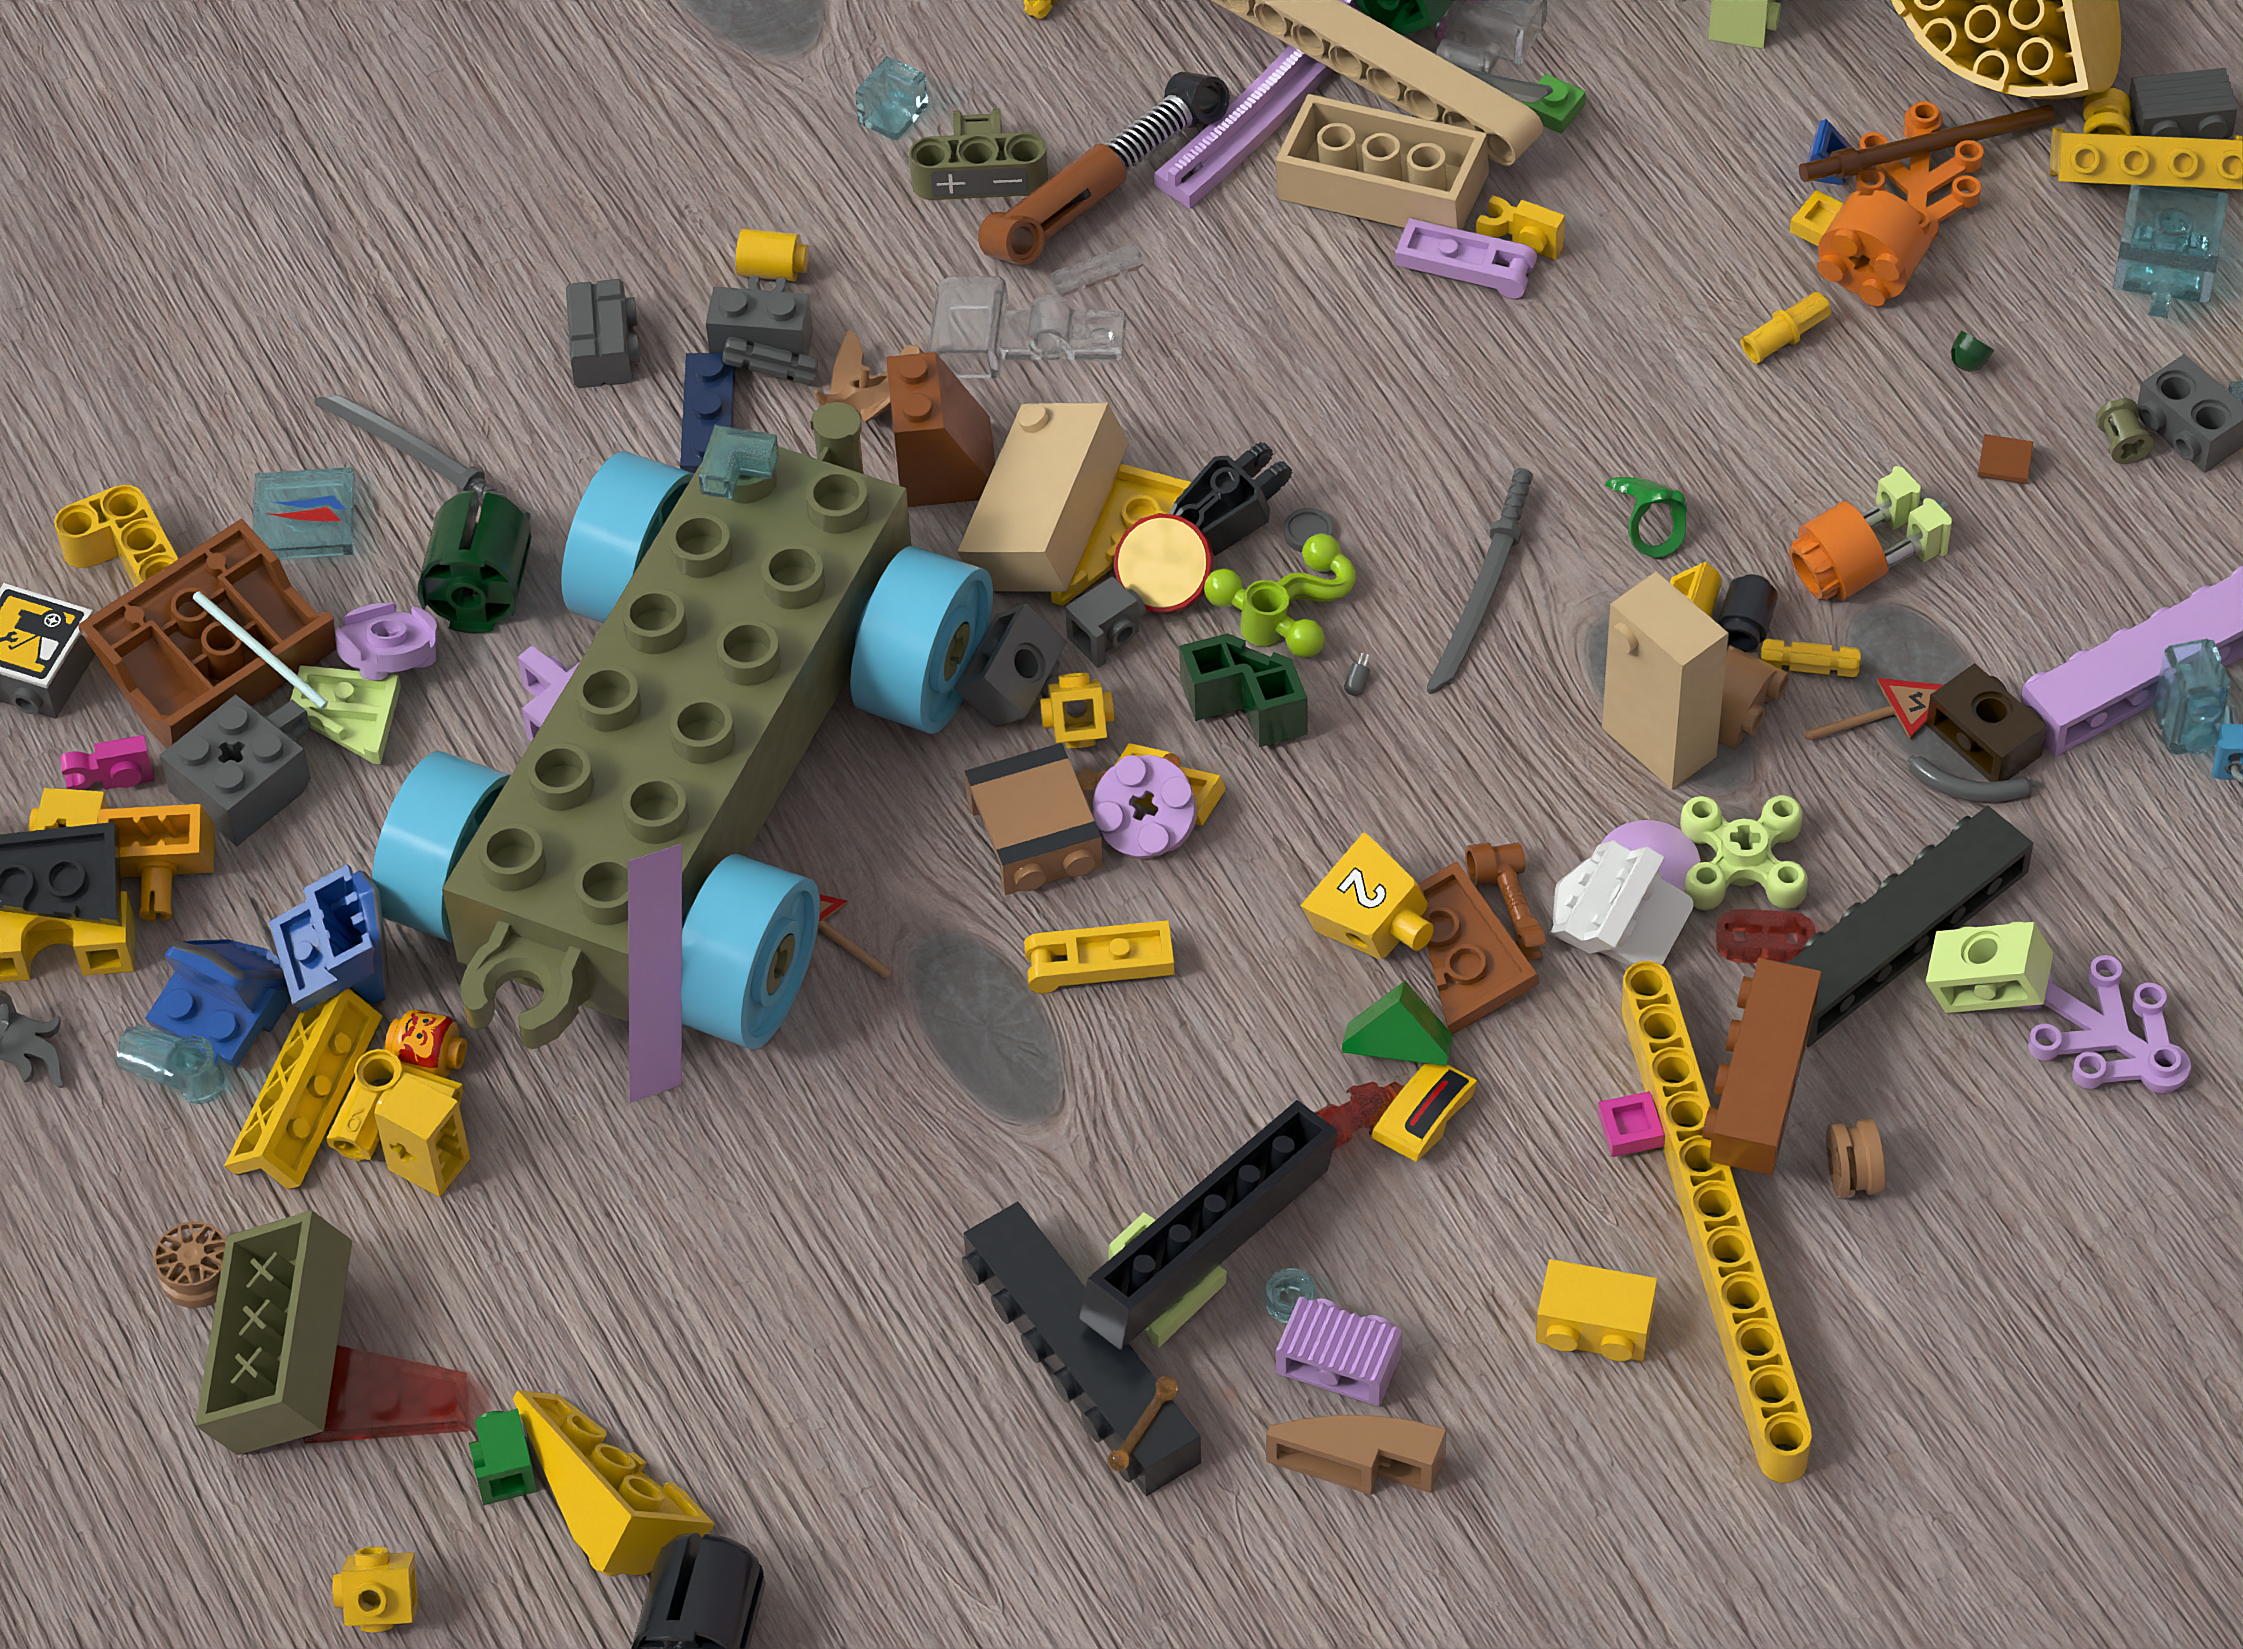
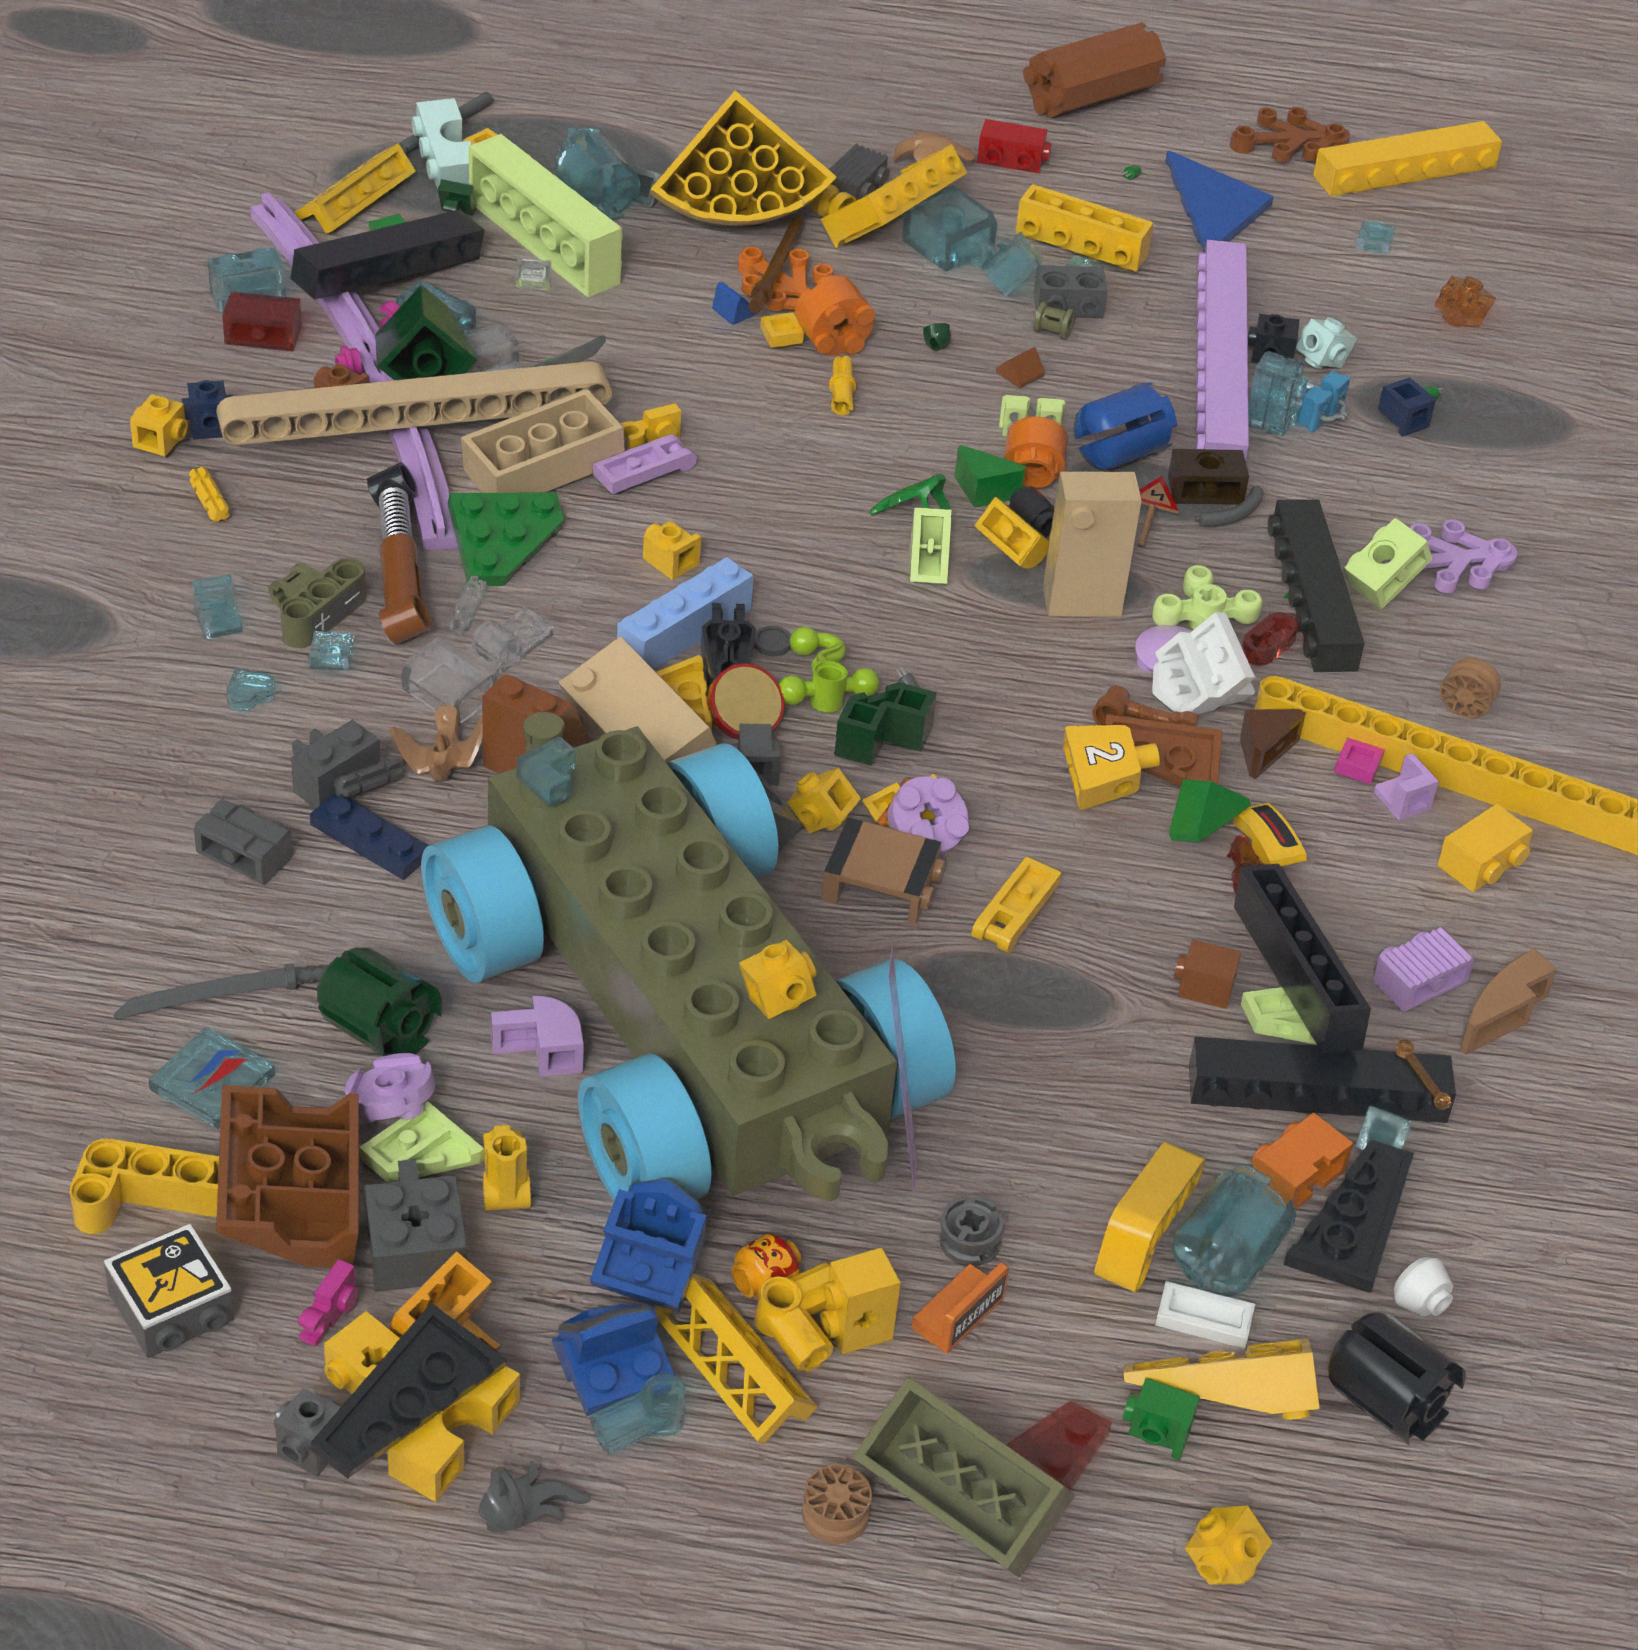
camera: 60 degrees left, 10 degrees down
(259, 649) = (346, 1145): light aqua axle -> none
(358, 788) = (506, 1171): none -> yellow piece
(512, 1223) = (961, 1306): none -> orange panel
(596, 792) = (778, 978): none -> yellow brick
(599, 1183) = (961, 1240): none -> flat silver wheel
(679, 1424) = (1205, 1314): none -> white tile
(753, 1293) = (1146, 1215): none -> yellow beam
(770, 1378) = (1232, 1232): none -> clear light blue cylinder
(771, 254) = (278, 729): yellow brick -> none
(812, 198) = (249, 688): none -> clear light blue tile
(860, 1584) = (1424, 1287): none -> white cone
(894, 1487) = (1354, 1225): none -> black wing
(920, 217) = (331, 650): none -> clear light blue plate
(943, 1389) = (1303, 1157): none -> orange brick
(1059, 1445) = (1383, 1128): none -> clear light blue slope
(1147, 1169) = (1207, 973): none -> dark orange brick
(1192, 429) = (677, 618): none -> light blue brick
(1231, 221) = (502, 530): none -> green plate
(1284, 1280) = (1360, 967): clear light blue bush -> none
(1351, 352) = (666, 544): none -> yellow brick
(1504, 535) = (870, 567): dark grey sword -> none
(1577, 1022) = (1268, 736): none -> reddish brown slope
(1578, 562) = (930, 545): none -> yellowish green slope
(1625, 1194) = (1411, 791): none -> lavender panel
(1756, 540) = (987, 476): none -> green slope
(1763, 1066) = (1396, 671): dark orange brick -> none
(1962, 598) = (1141, 436): none -> blue cylinder
(2164, 331) = (1012, 263): none -> clear light blue brick

